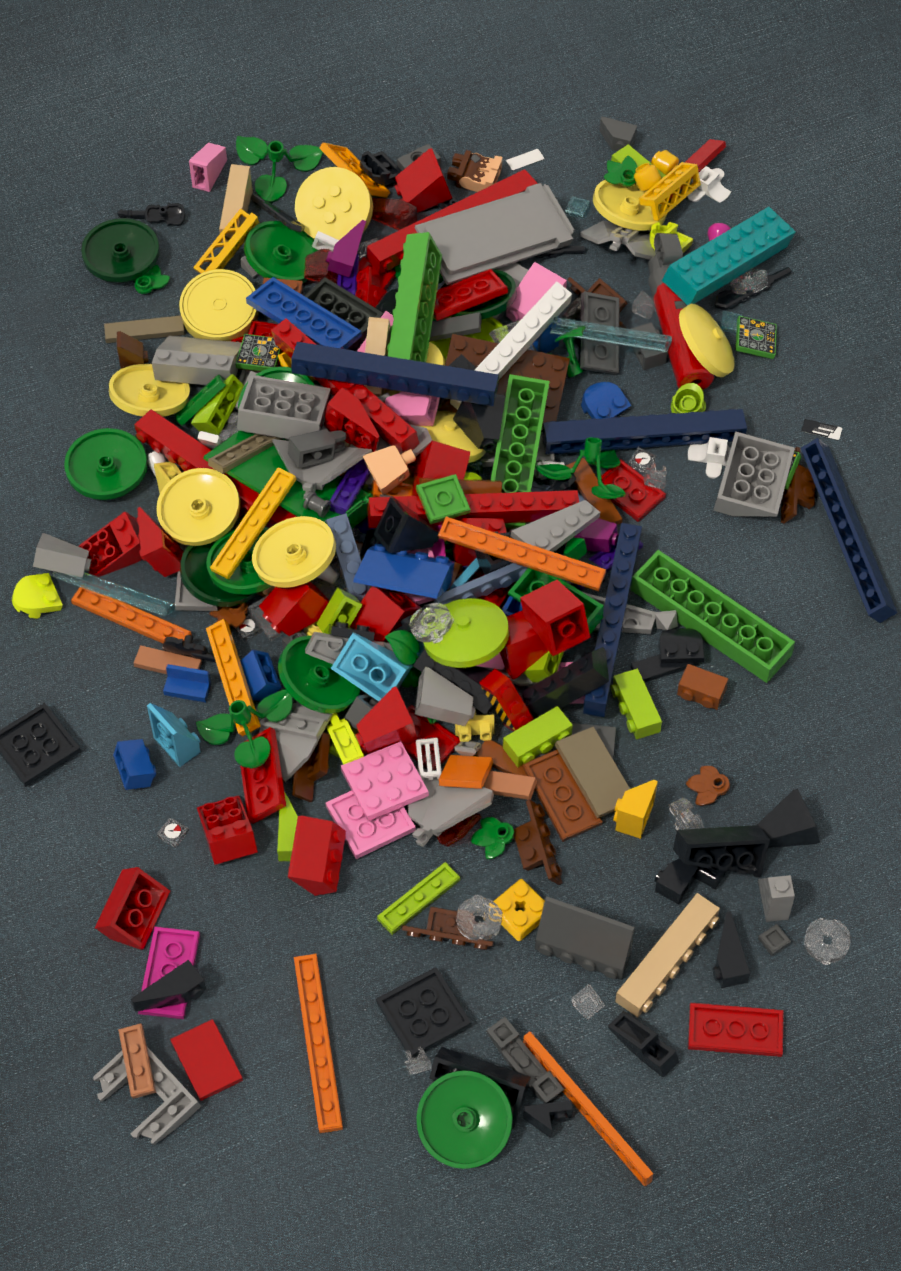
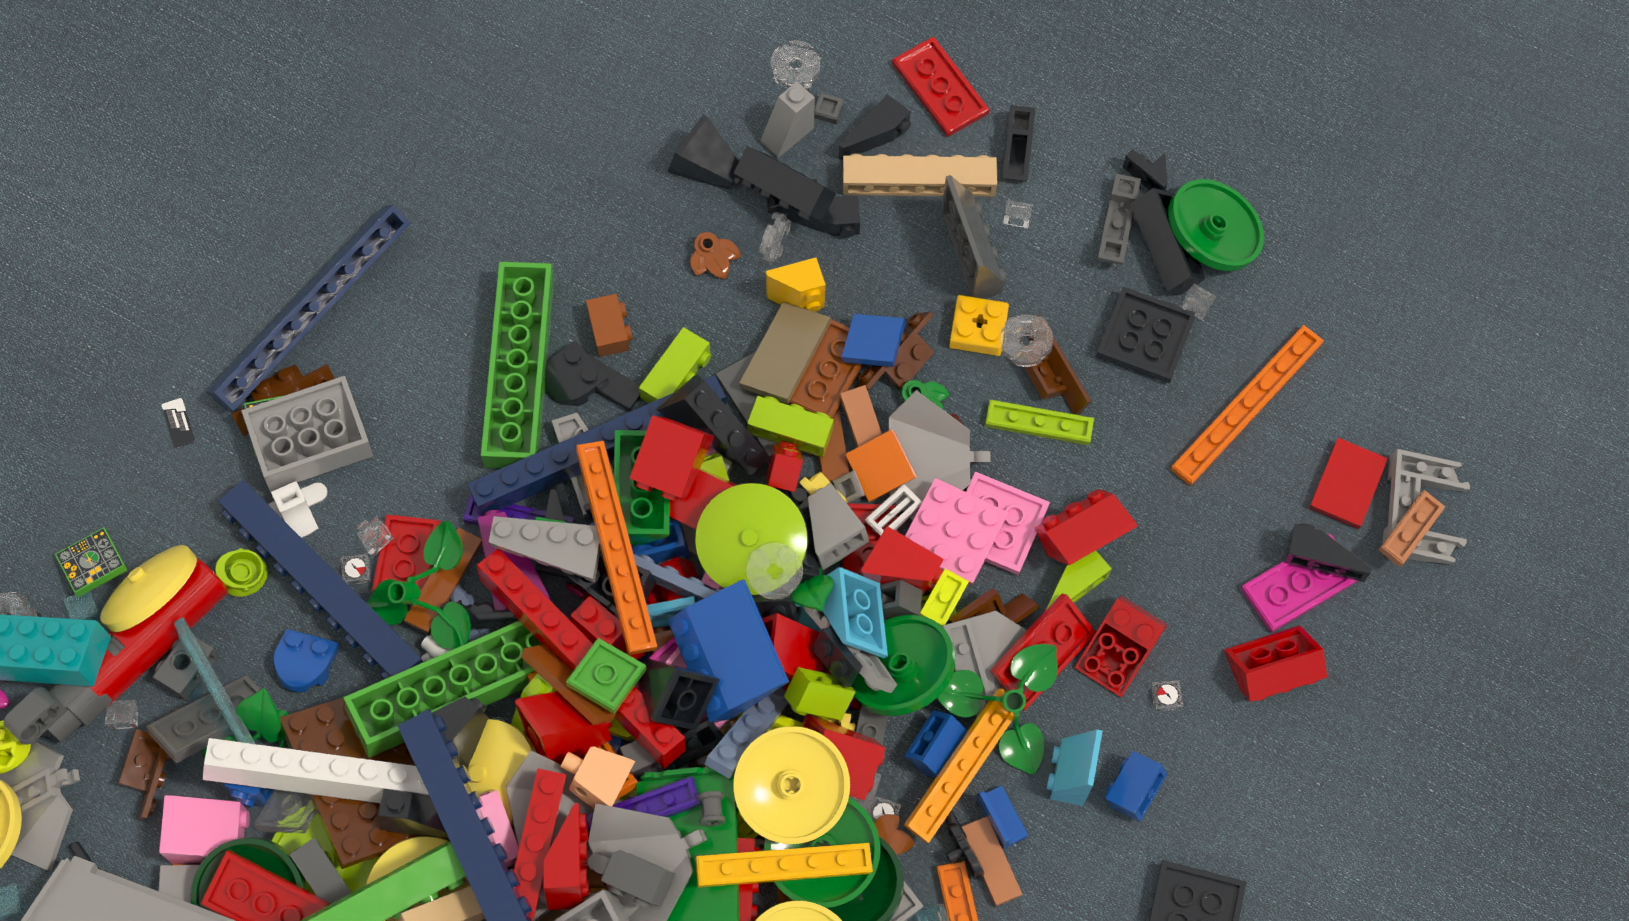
camera: 130 degrees left, 10 degrees up
(559, 828) = (873, 340): none -> blue tile
(574, 310) = (183, 783): clear smoke cone -> none
(590, 1112) = (1116, 148): orange tile -> none
(666, 620) = (556, 403): light grey slope -> none

